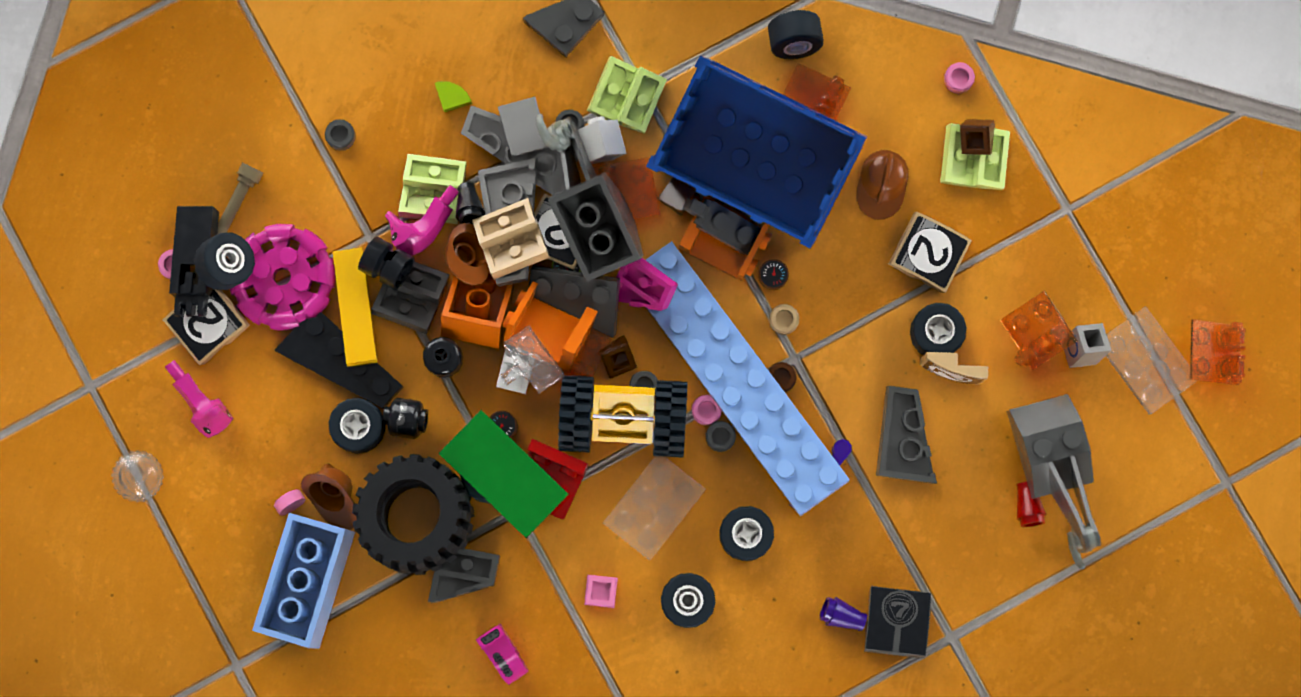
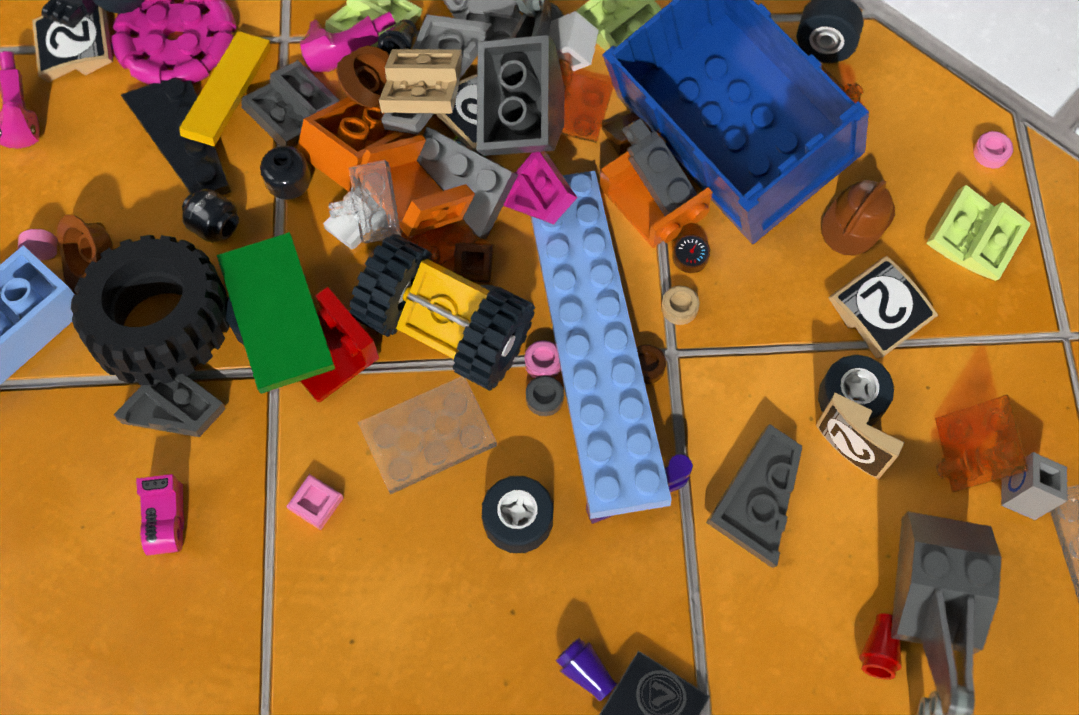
camera: 25 degrees right, 15 degrees down
(348, 420) = (153, 200): black wheel -> none
(382, 261) = (280, 53): black wheel -> none
(506, 422) = (315, 272): black tile -> none
(688, 600) = (415, 570): black wheel -> none
(977, 136) = (991, 207): reddish brown slope -> none

